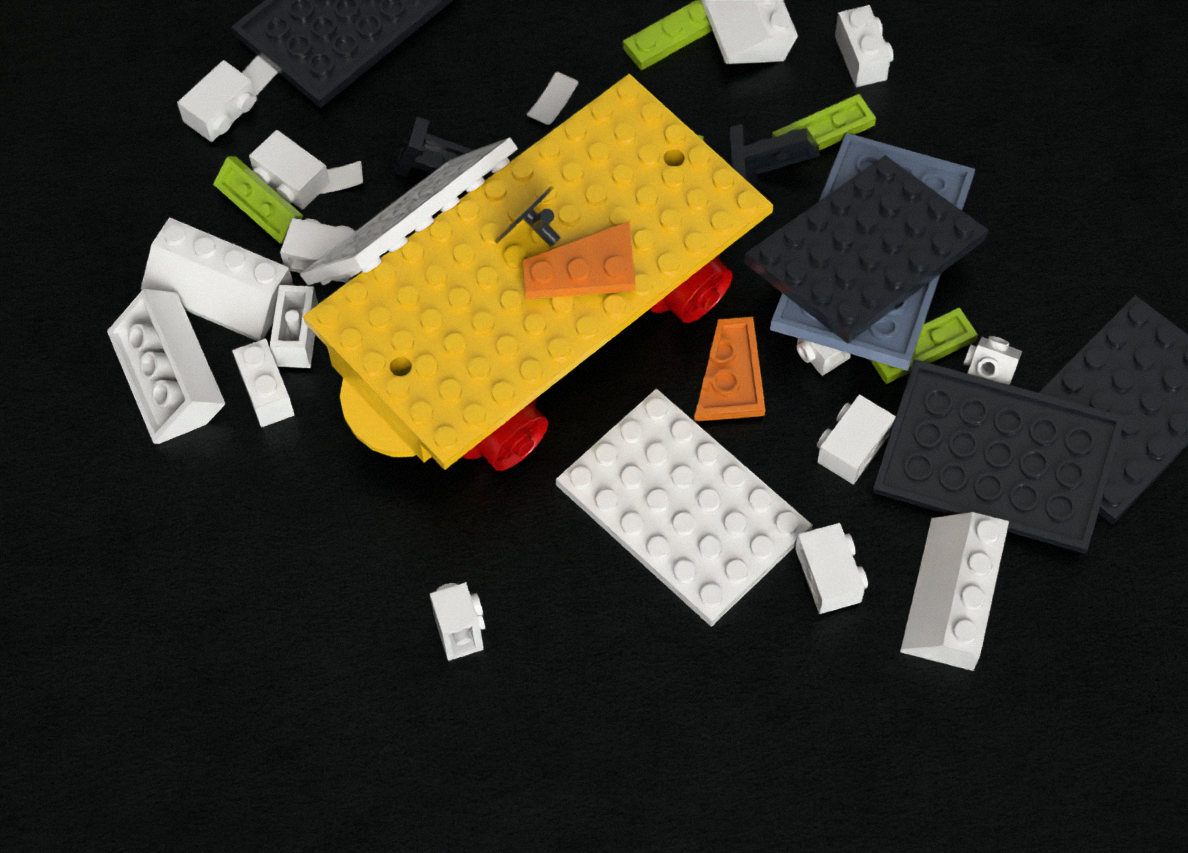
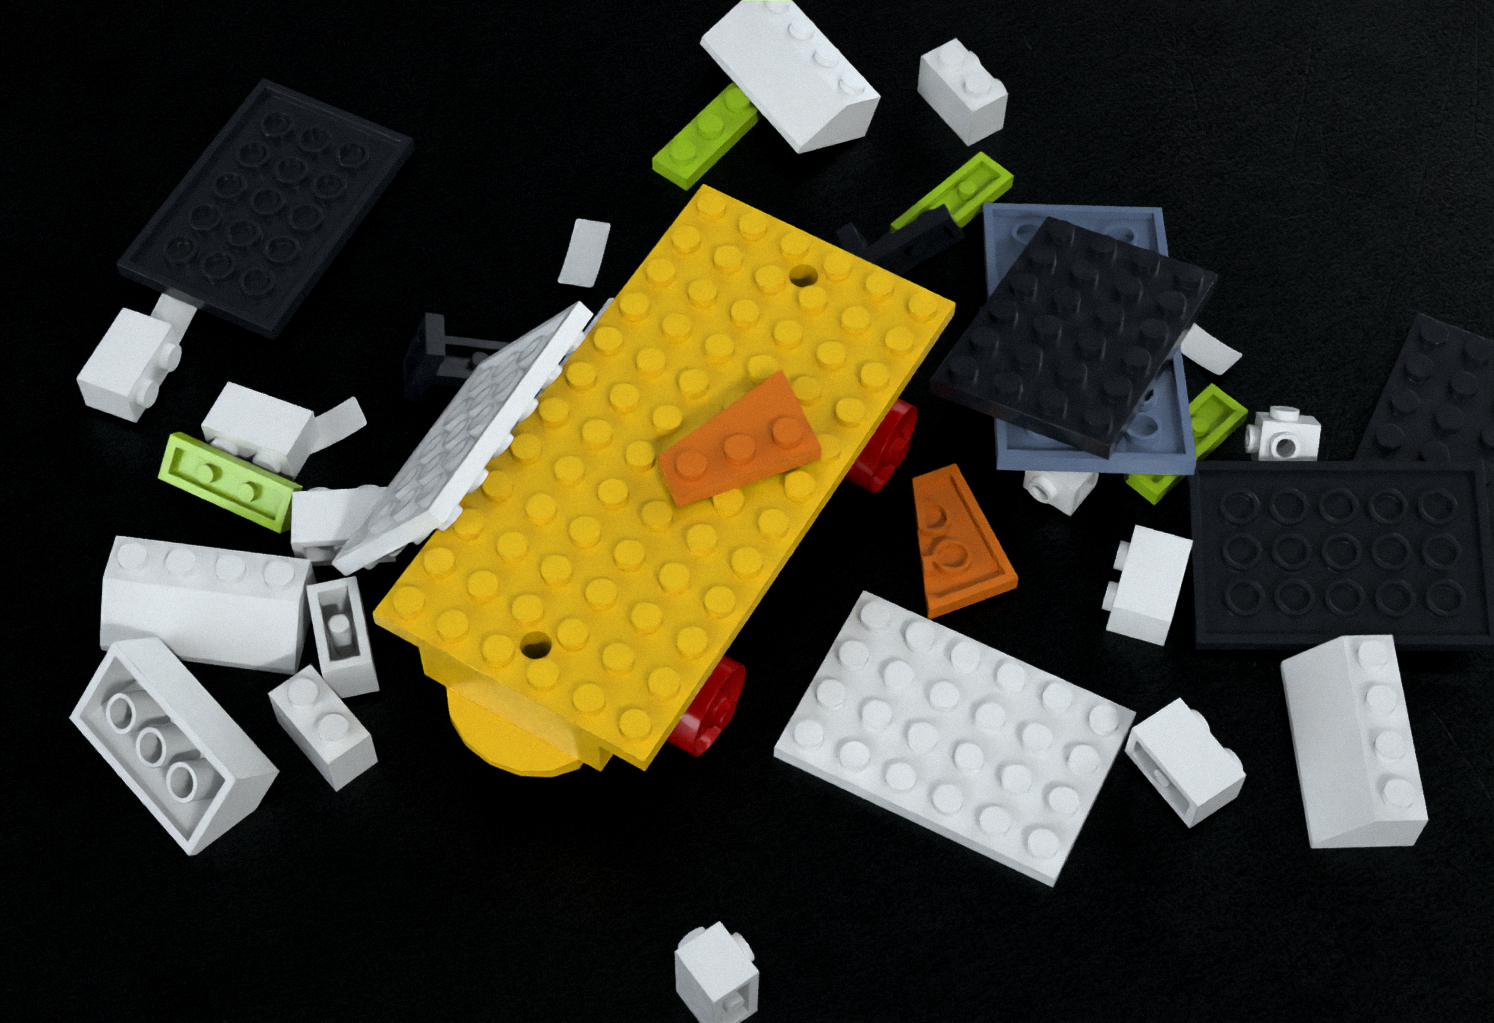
camera: 20 degrees left, 5 degrees down
(538, 222) = (661, 401): black shield -> none
(968, 280) = (1208, 351): none -> white sticker

